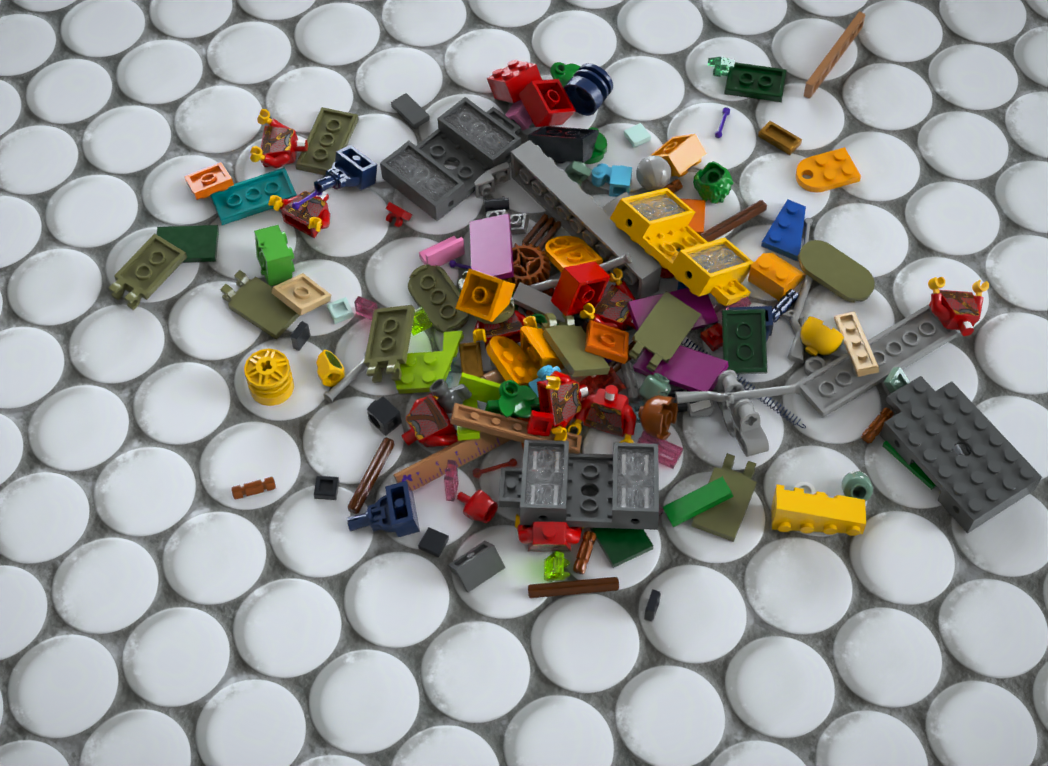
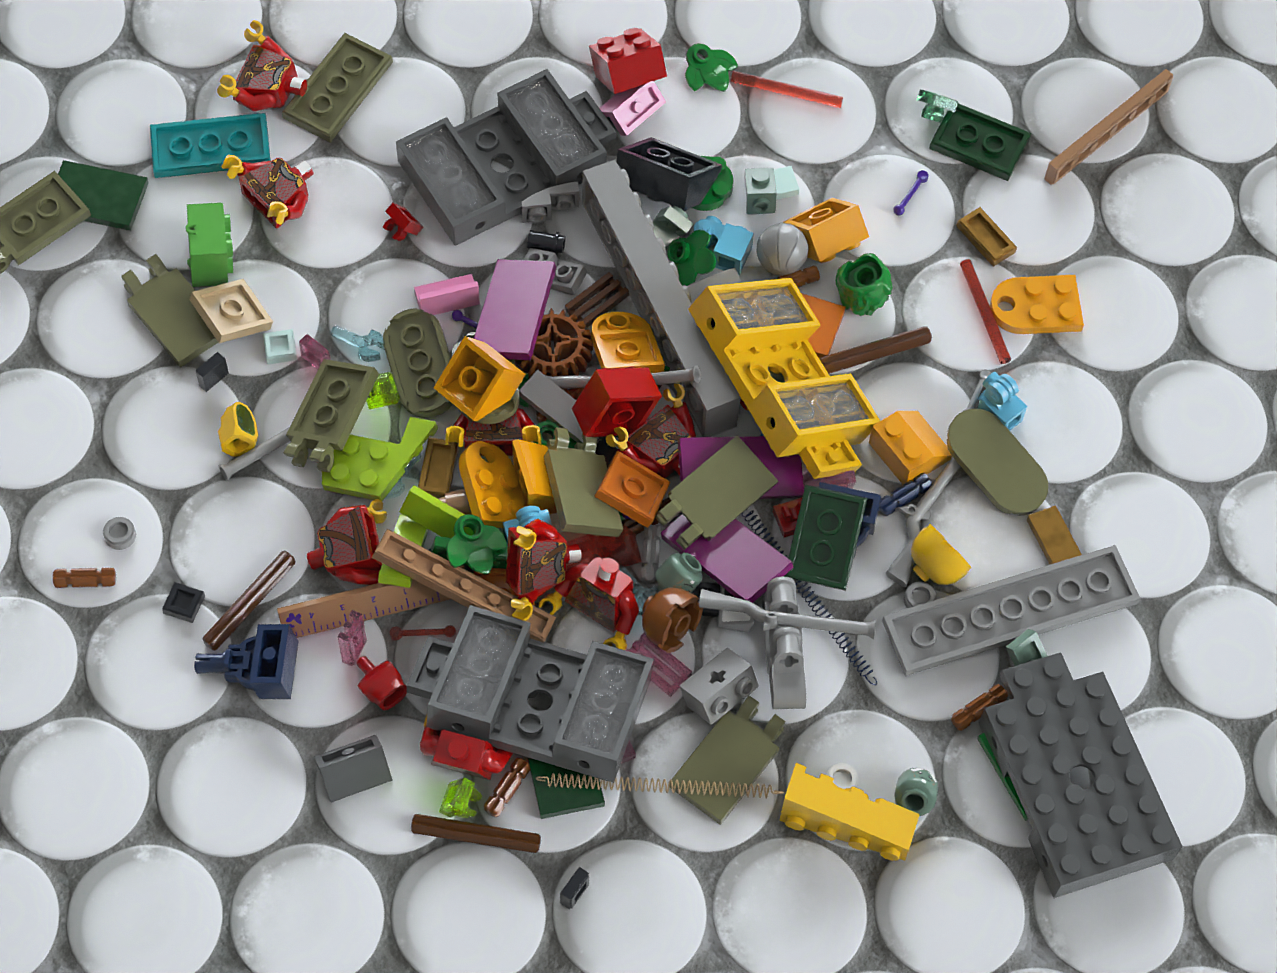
camera: 10 degrees right, 5 degrees up
(209, 181) = (153, 109): orange plate -> none
(268, 454) = (119, 533): none -> light grey tile
(269, 377) = (149, 423): yellow wheel -> none
(296, 205) = (298, 162): dark purple hinge -> none
(348, 170) = (351, 141): dark blue brick -> none
(384, 415) = (291, 518): black brick -> none
(395, 295) = (361, 342): none -> clear light blue bar
(410, 110) = (468, 67): dark grey tile -> none
(433, 542) = (305, 718): black tile -> none
(449, 396) = (386, 514): dark grey piece -> none
(540, 423) = (497, 587): red tile -> none
(547, 102) = (661, 105): red brick -> none
(588, 88) = (728, 97): dark blue wheel -> none
(598, 188) = (692, 256): none -> green plate
(626, 141) = (760, 191): none -> sand green bracket
(634, 78) = (787, 89): none -> clear red bar
(671, 526) = (661, 789): none -> tan piece
(697, 501) = (686, 755): green tile -> none
(705, 452) = (719, 686): none -> light grey brick
(786, 231) = (948, 381): blue wing -> none
(795, 182) = (985, 311): none -> clear red bar
(826, 230) = (1001, 399): none -> medium azure brick
(856, 344) = (987, 580): tan tile -> none
(886, 308) = (1053, 535): none -> pearl gold tile
(956, 308) = (1151, 563): torso -> none

